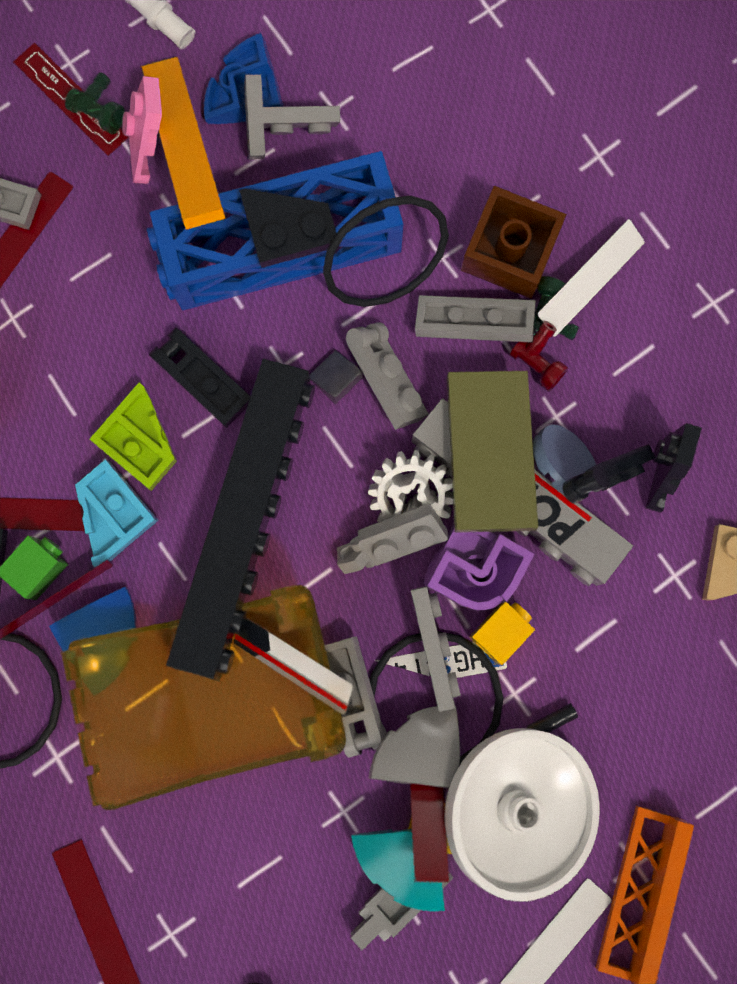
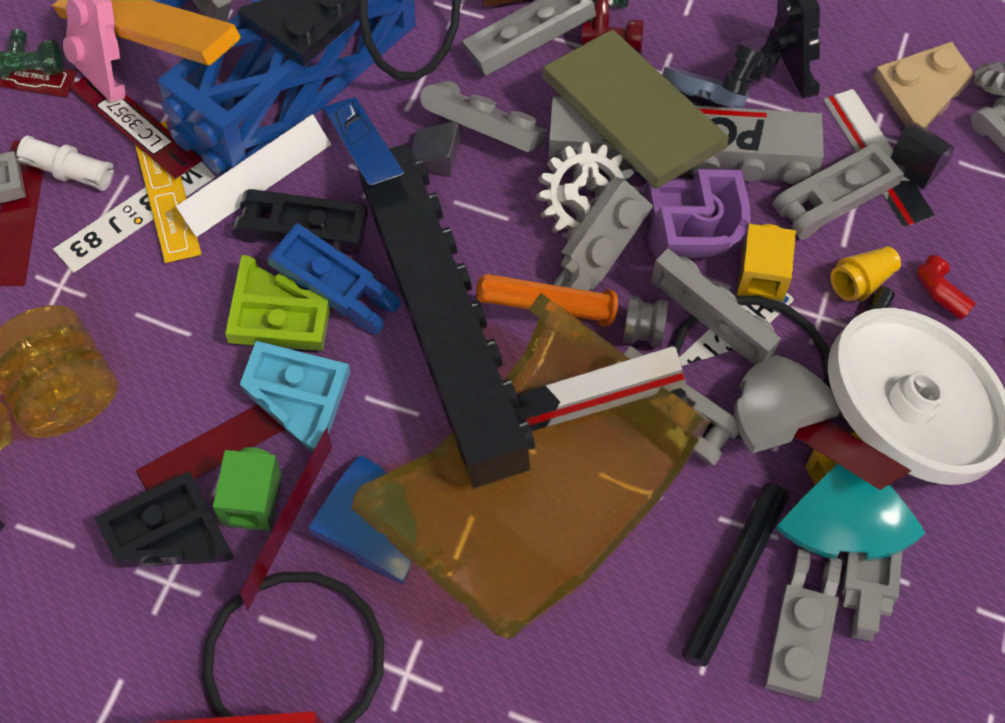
camera: 35 degrees left, 20 degrees down
(69, 219) = (65, 163): none -> white pin
(93, 290) = (120, 223): none -> white sticker
(125, 289) = (164, 195): none -> yellow sticker
(138, 203) = (140, 129): none -> sticker
(187, 439) = (332, 276): none -> blue hinge
(194, 316) = (256, 172): none -> white sticker
(281, 344) = (363, 141): none -> blue sticker
(307, 840) = (735, 575): none -> black axle
(320, 563) = (523, 293): none -> orange axle
(320, 910) = (803, 631): none -> light grey hinge
(380, 621) = (645, 321): none -> flat silver wheel
(568, 688) = (863, 273): none -> yellow cone
(605, 608) = (838, 189): none -> light grey plate
(611, 737) = (941, 290): none -> red arm
(662, 596) = (863, 131): none -> sticker
(689, 622) = (921, 154): none -> black brick

